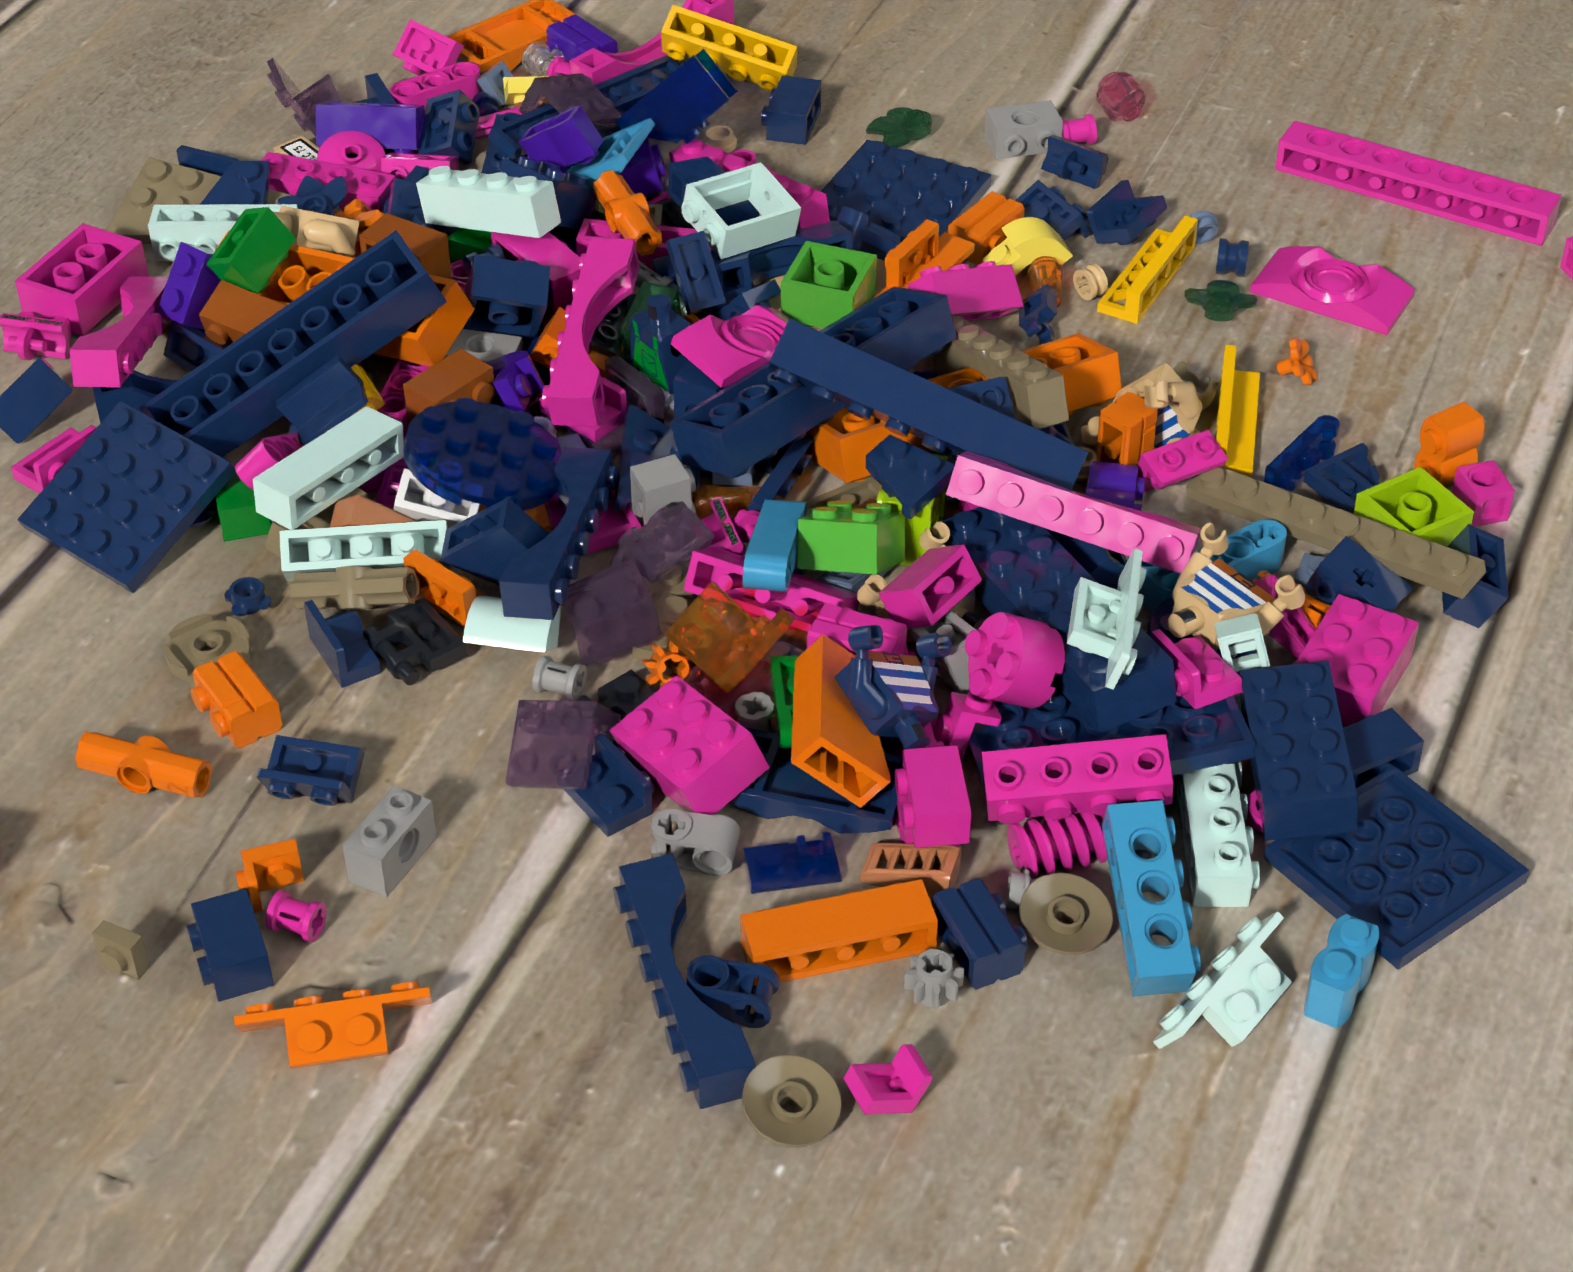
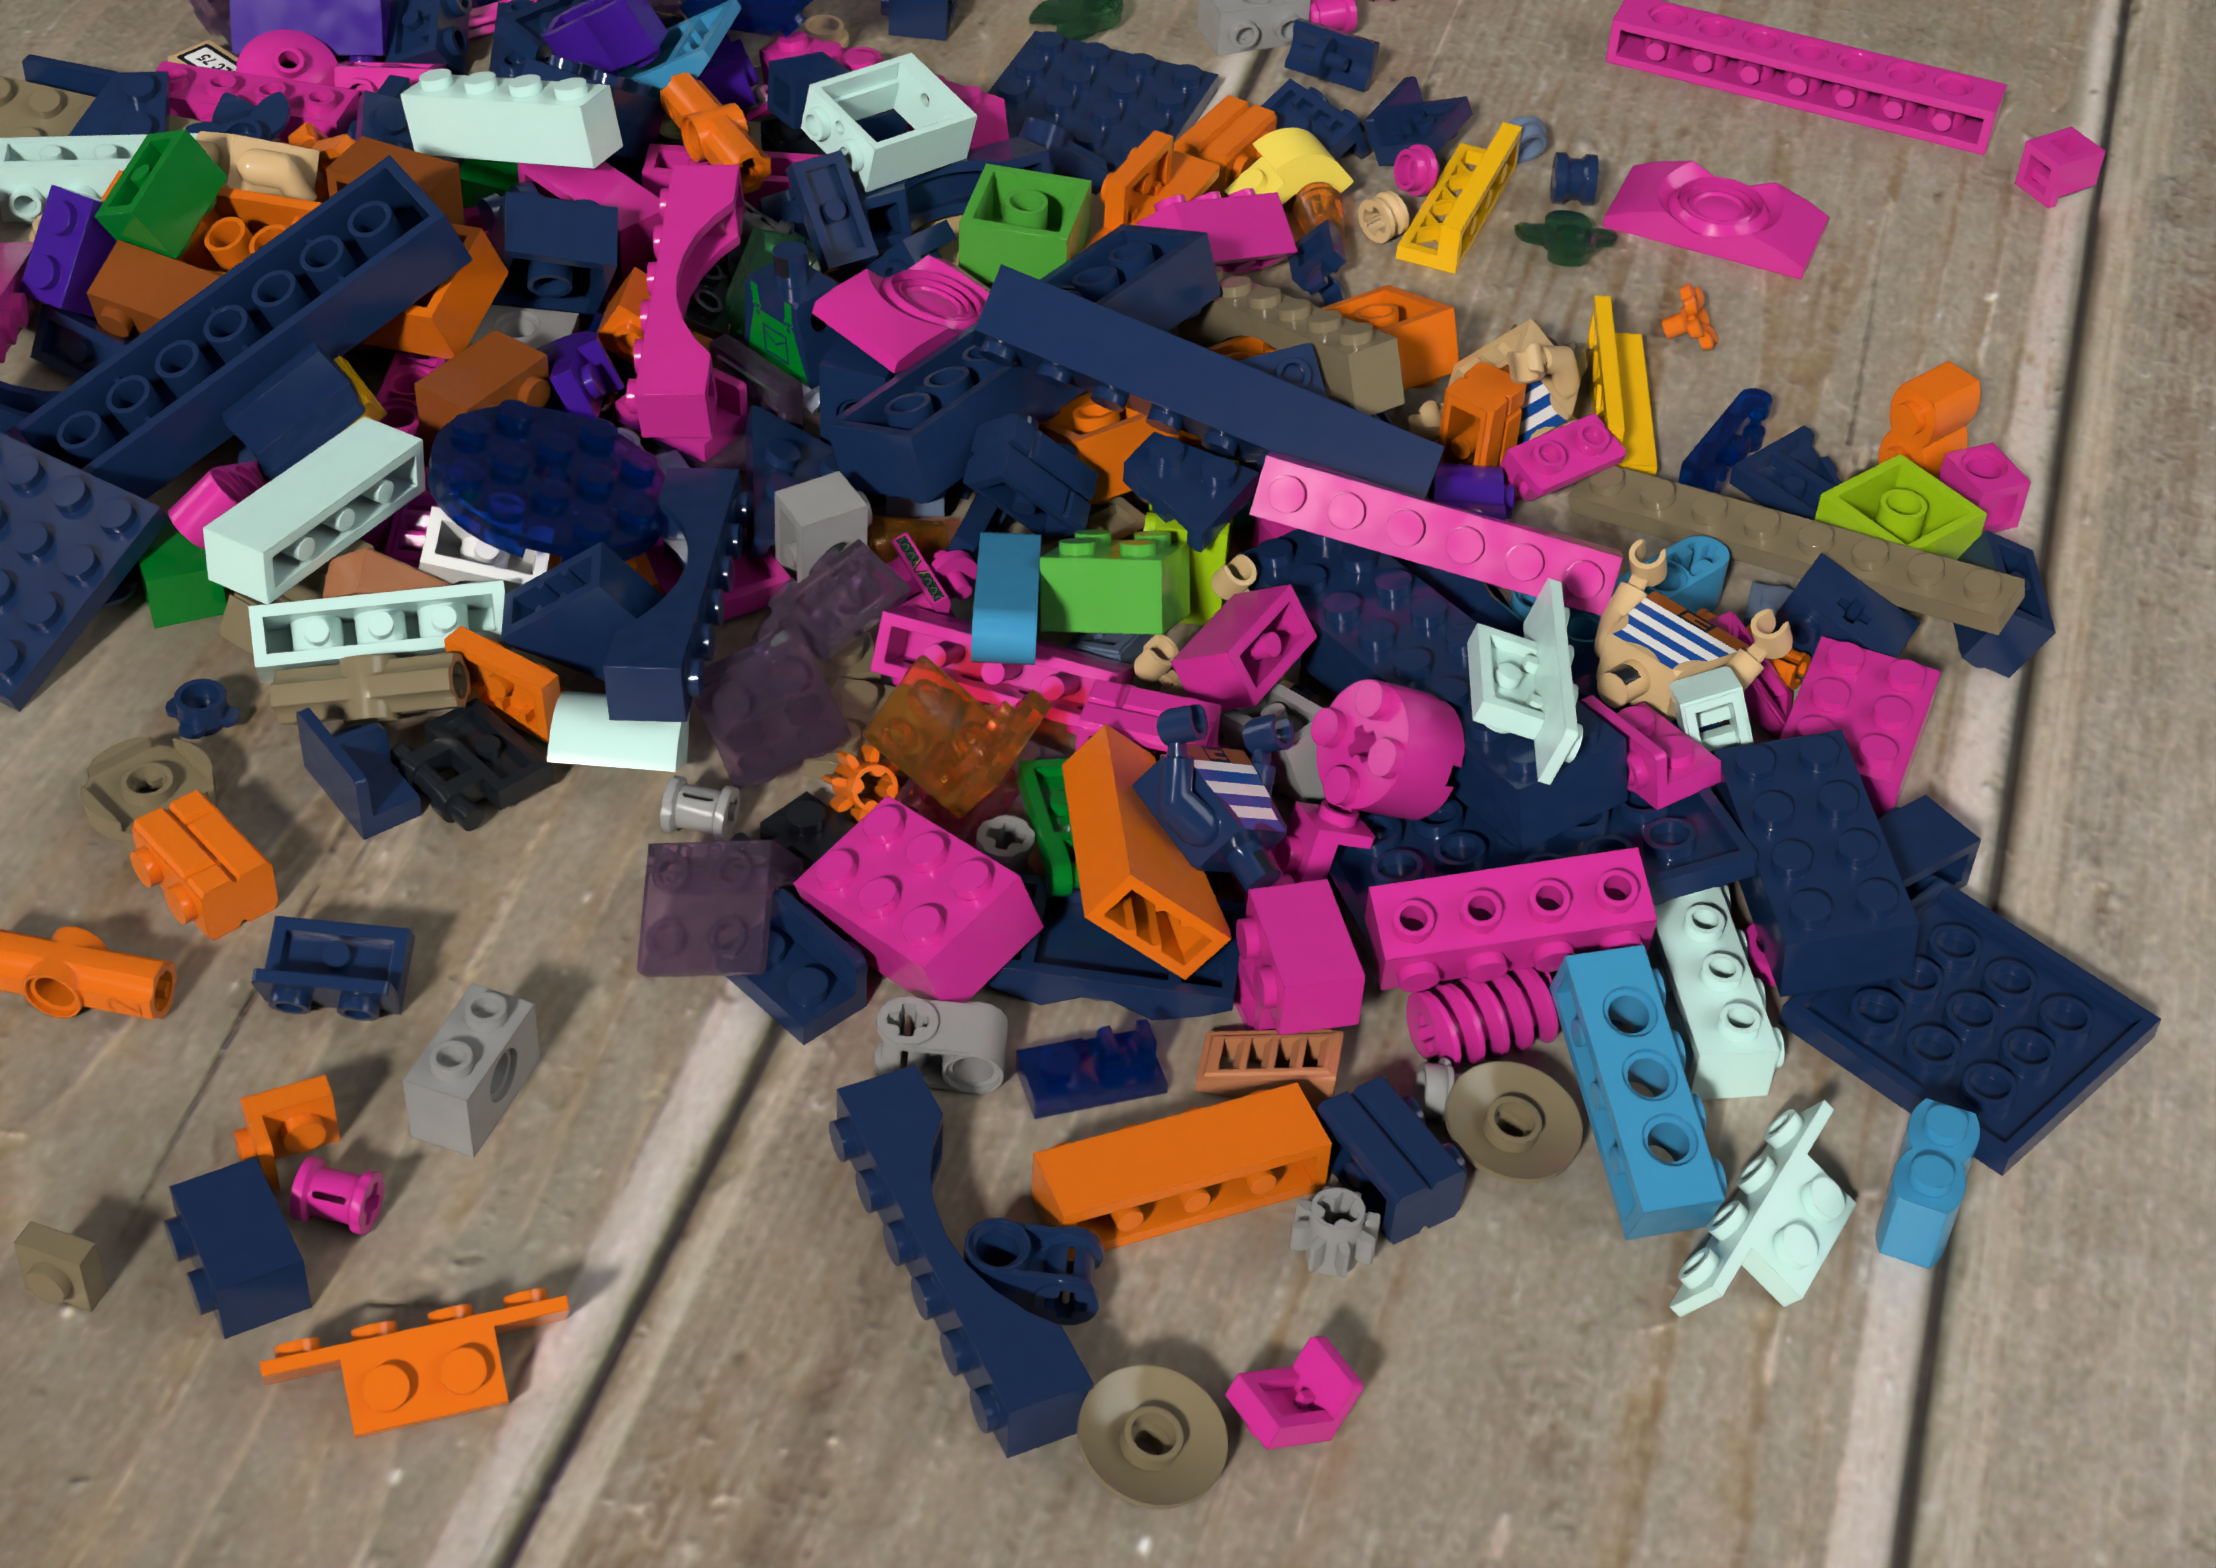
camera: 10 degrees left, 0 degrees up
(805, 462) = (1031, 476): none -> dark blue brick
(1119, 248) = (1416, 170): none -> dark pink plate

